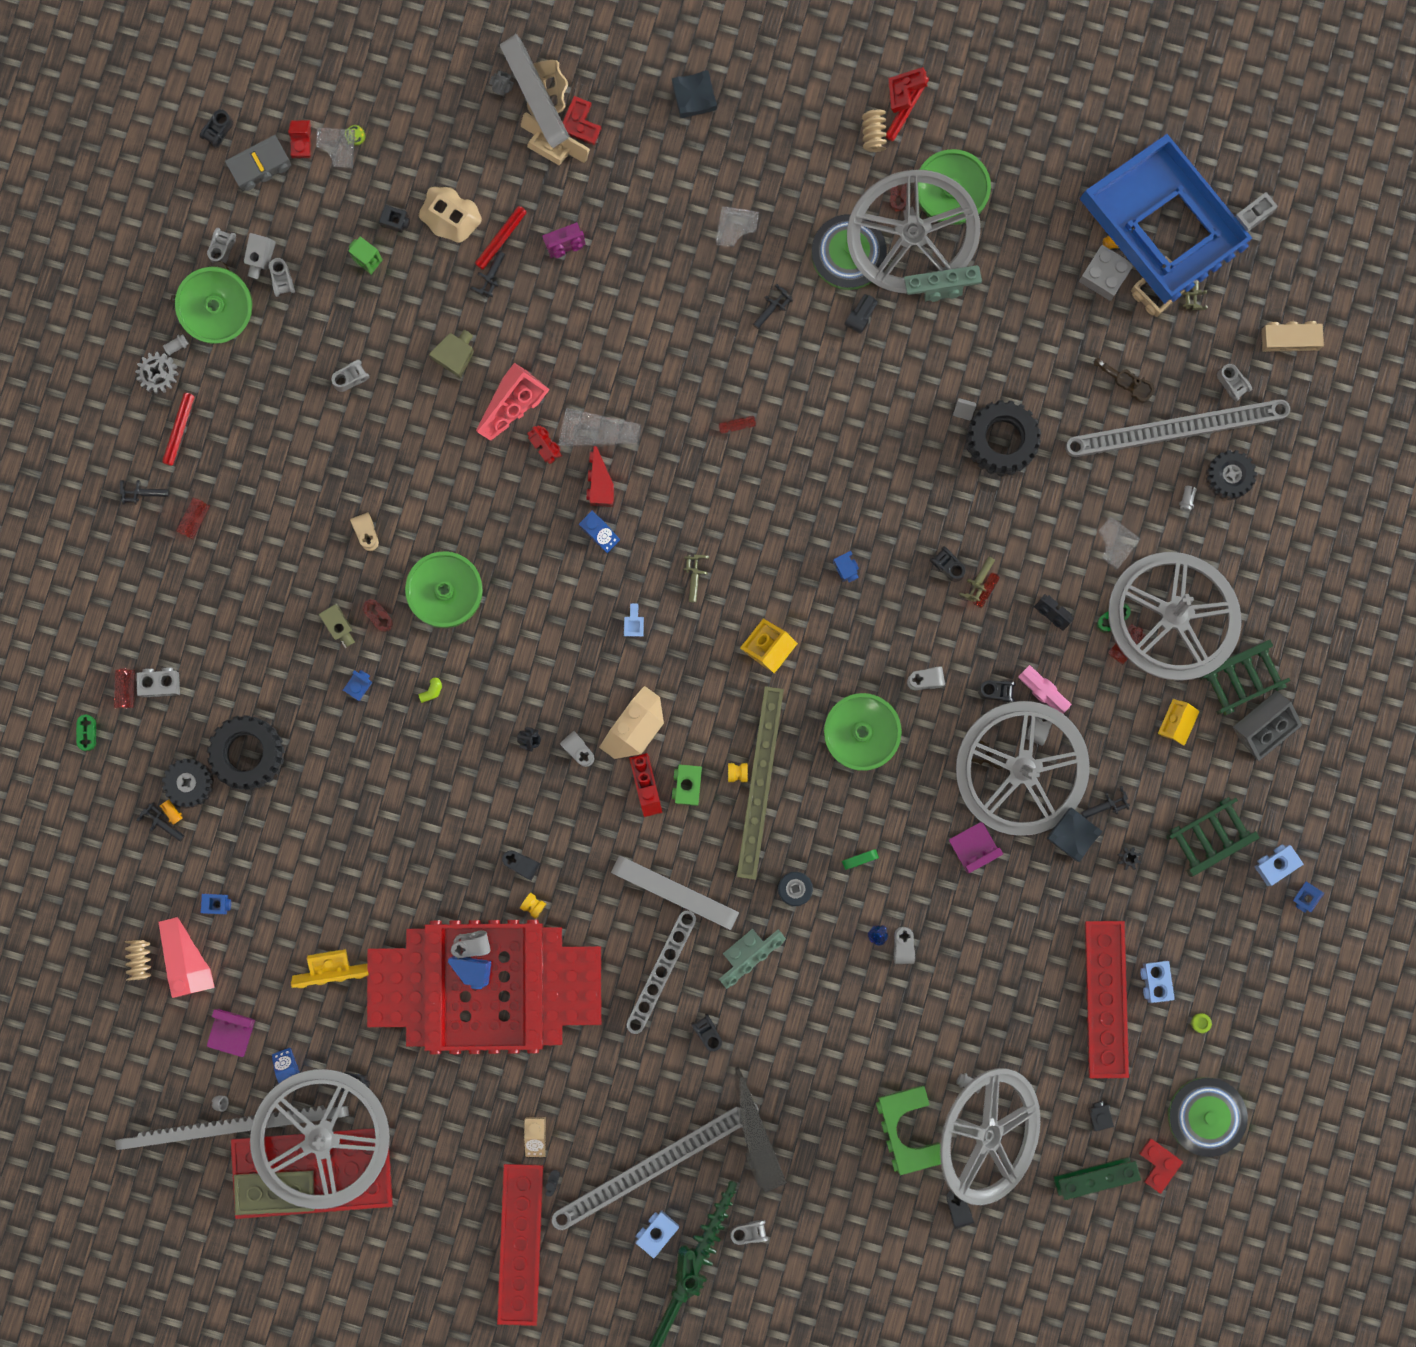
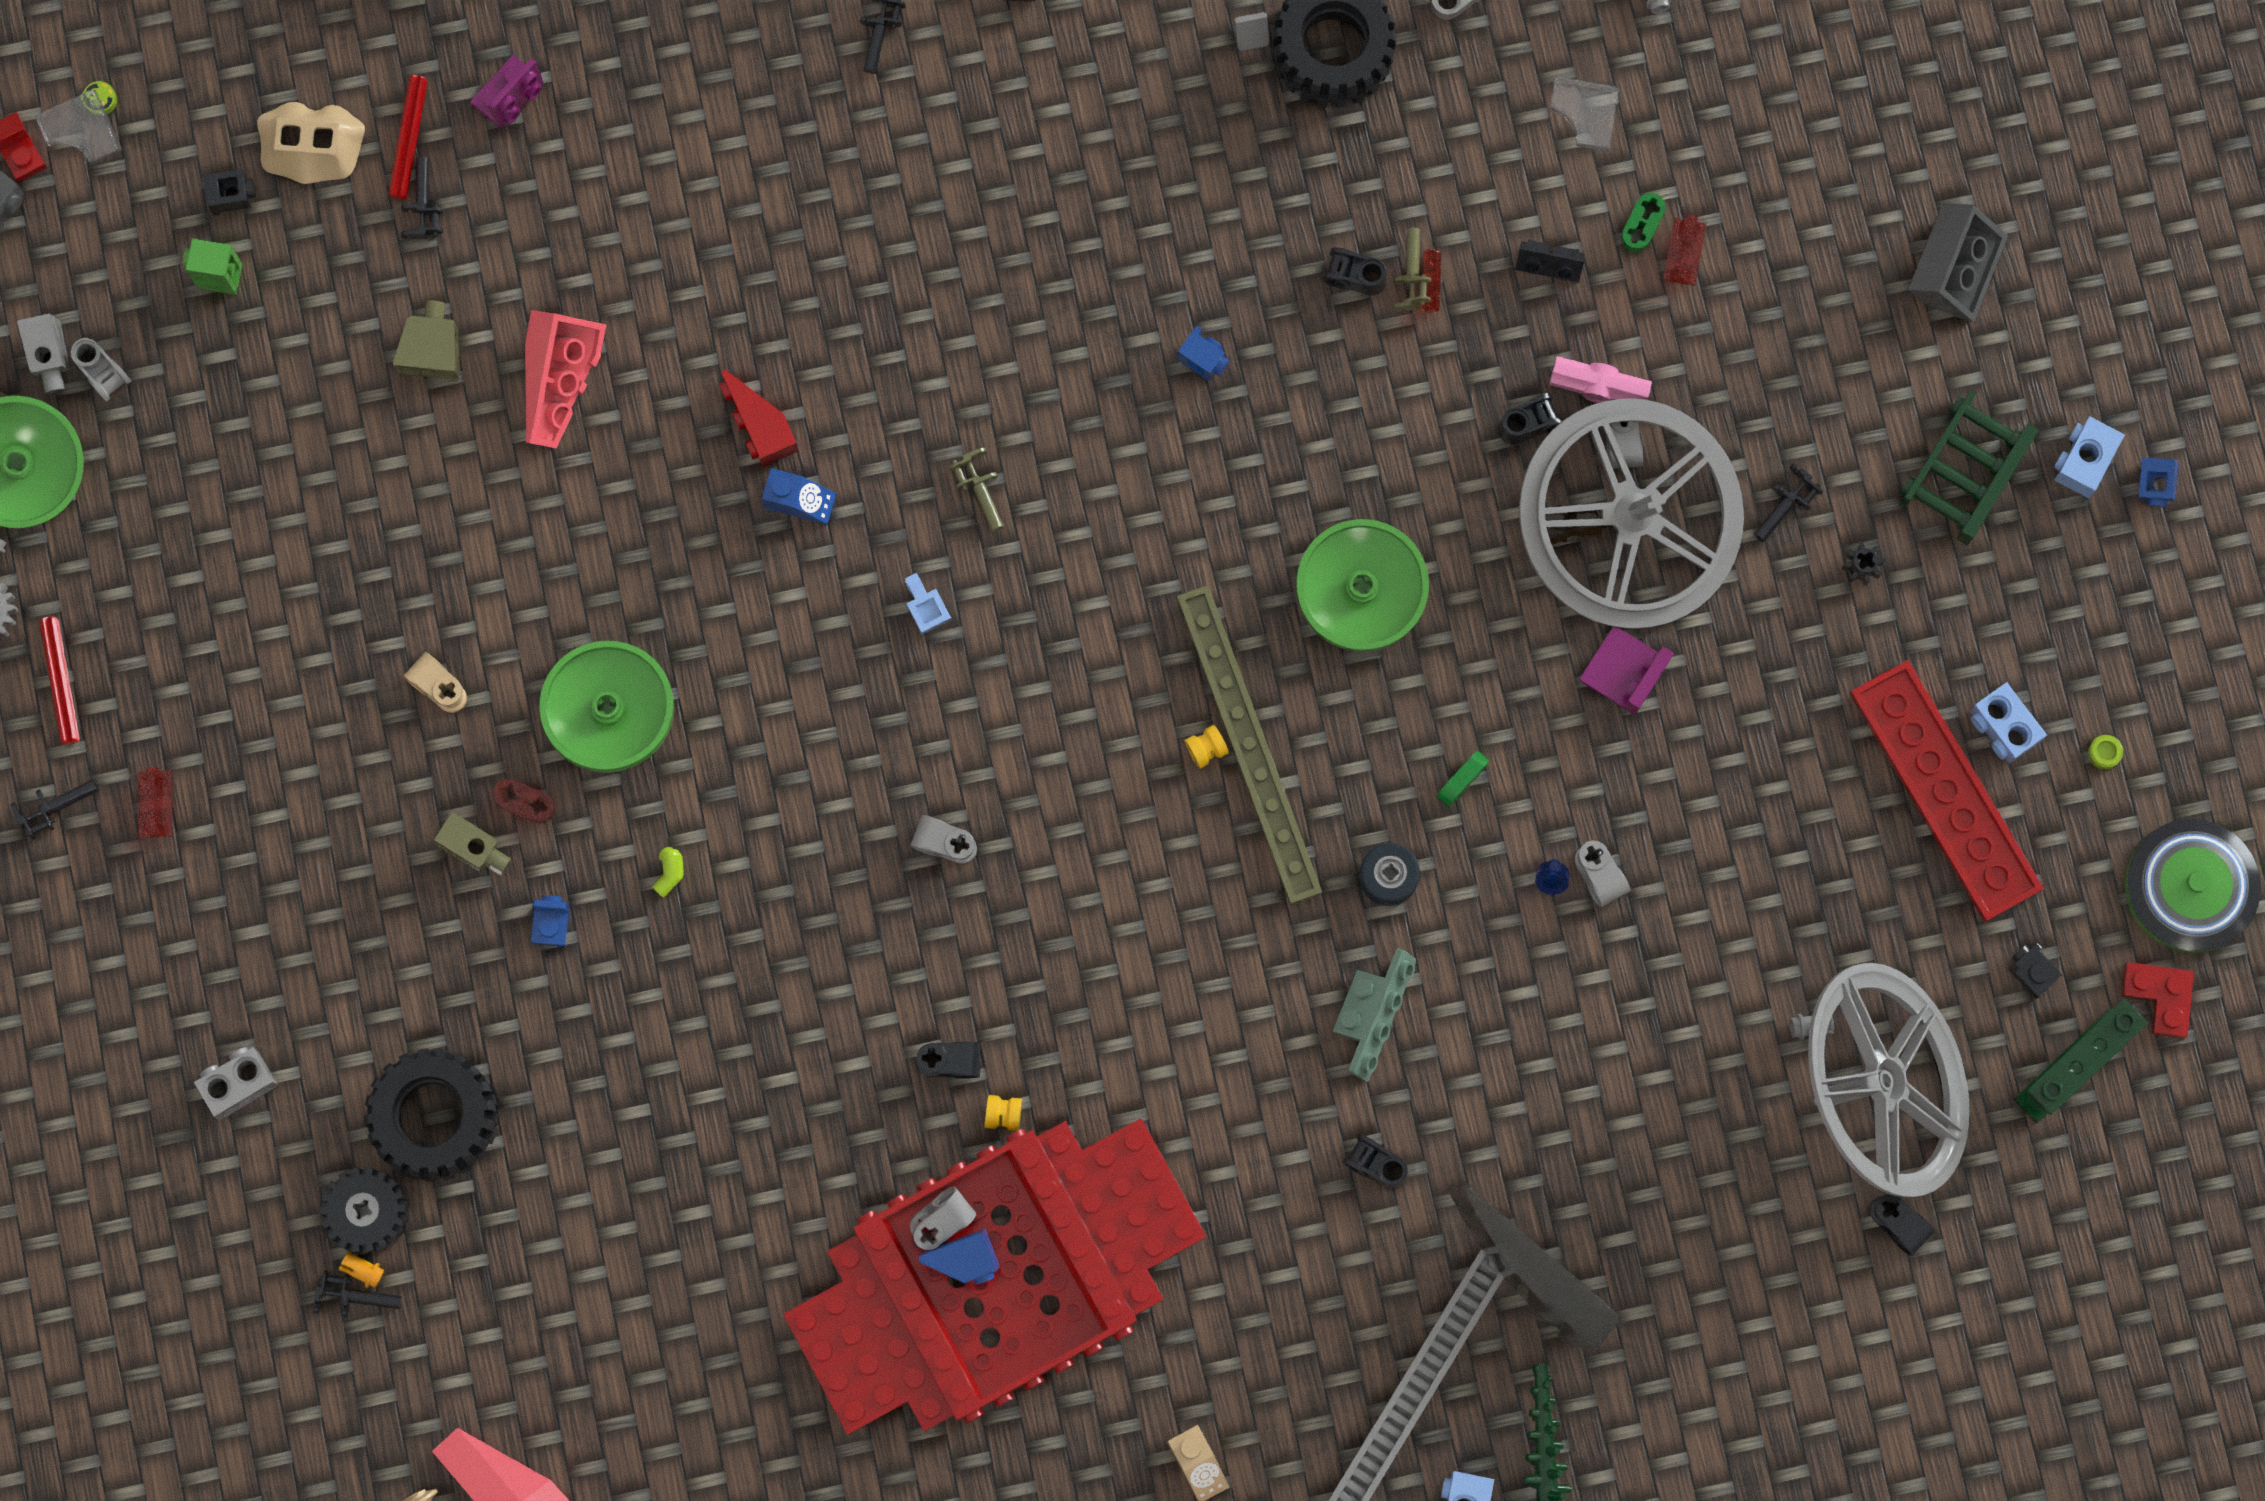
camera: 30 degrees left, 5 degrees down
(81, 732) = (154, 1223): green beam -> none
(124, 688) = (185, 1120): clear red hinge -> none
(208, 904) = (494, 1373): blue brick -> none
(328, 968) = (737, 1377): yellow bracket -> none
(351, 376) = (289, 457): light grey piece -> none
(528, 739) = (859, 864): black gear -> none
(550, 450) = (631, 403): red hinge -> none
(596, 430) = (703, 349): clear wedge -> none
(635, 726) = (1012, 761): tan wedge -> none
(645, 785) = (1077, 840): red slope -> none
(654, 979) = (1254, 1091): light grey beam -> none
(675, 892) = (1209, 977): light grey beam -> none
(691, 796) = (1140, 785): bright green brick -> none
(737, 424) = (921, 230): clear red axle -> none
(750, 1232) = (1608, 1427): light grey piece -> none
(769, 645) = (1150, 532): yellow slope -> none
(892, 1108) = (1777, 1189): bright green arch -> none
(930, 679) = (1418, 454): light grey piece -> none
(1074, 834) = (1762, 571): black brick -> none
(1175, 616) = (1732, 170): light grey wheel -> none
(1178, 721) = (1824, 324): yellow panel -> none
(1245, 659) = (1871, 181): dark green fence -> none

